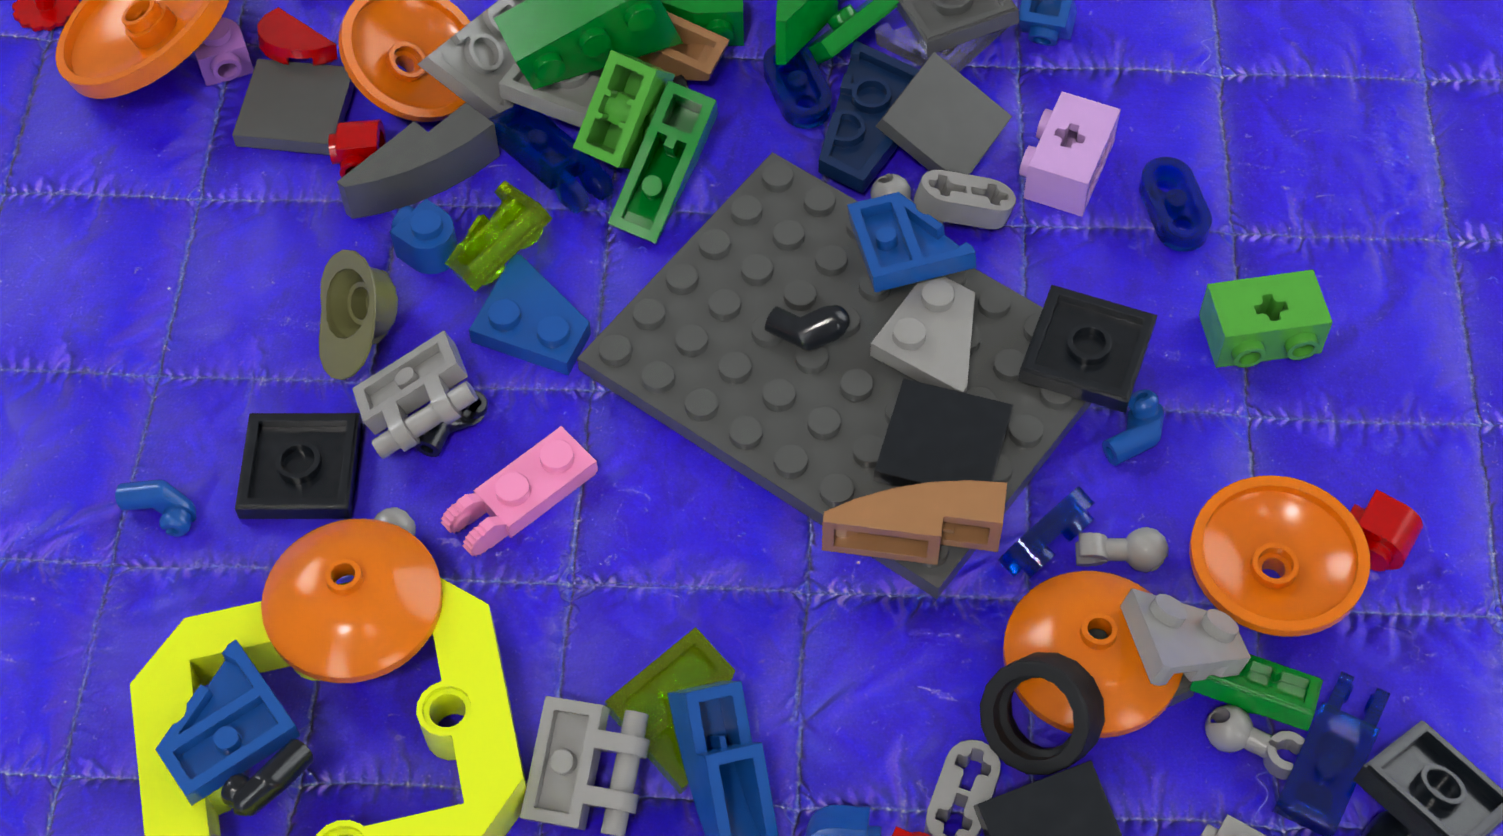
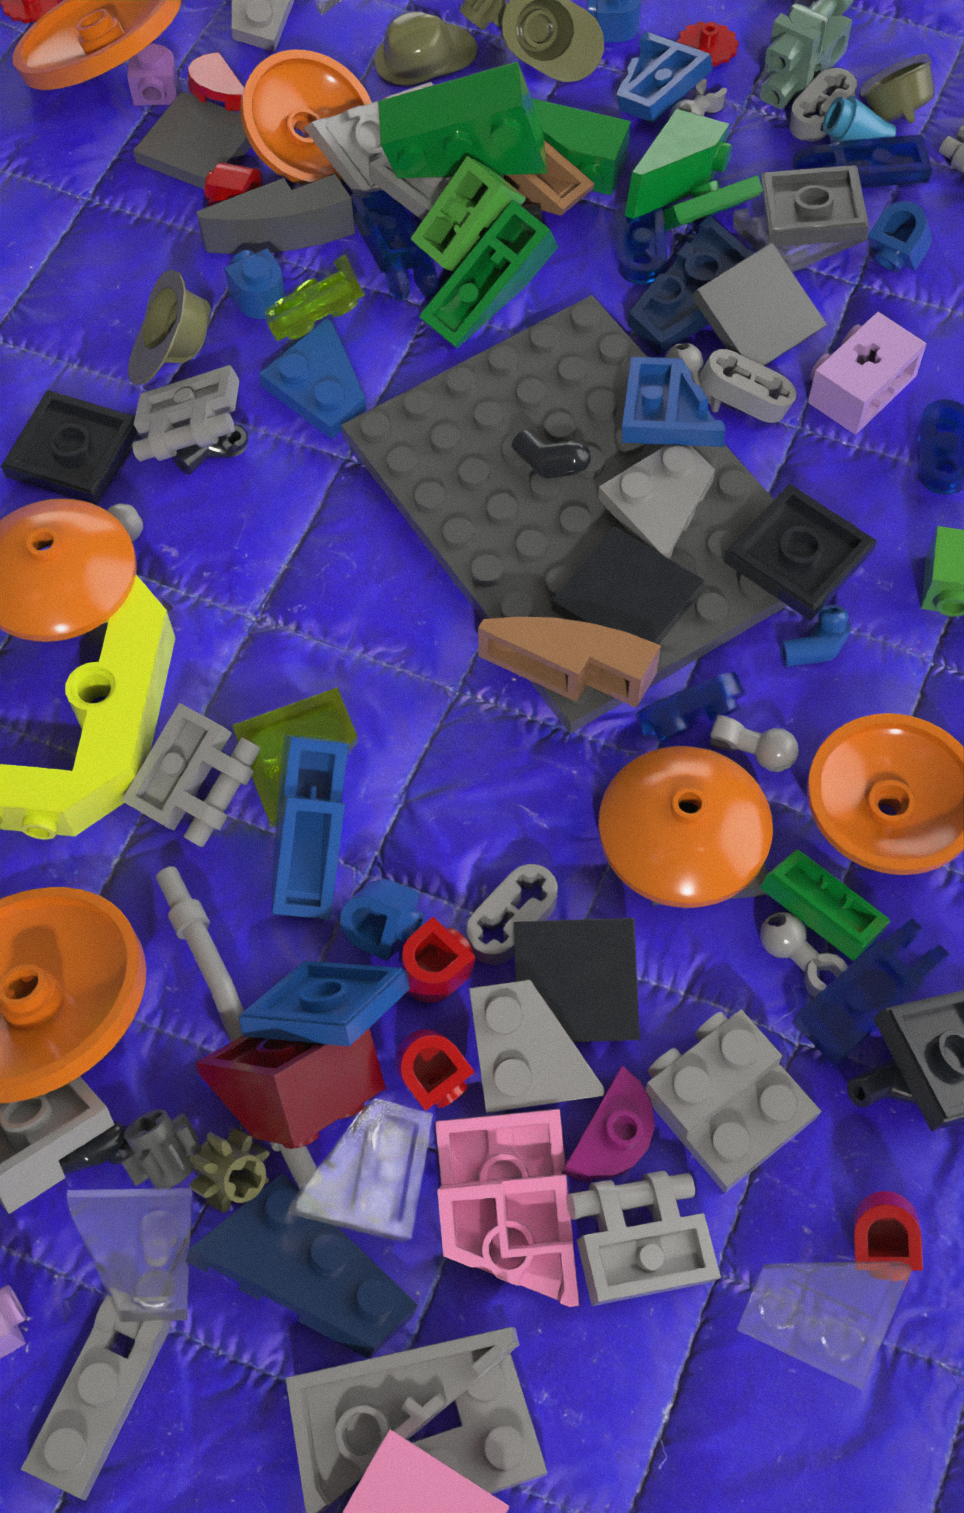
camera: 20 degrees right, 5 degrees up
(521, 491) = (244, 526): bright pink hinge -> none
(1003, 731) = (572, 862): black tyre -> none
(1183, 638) = (765, 837): light grey wing -> none

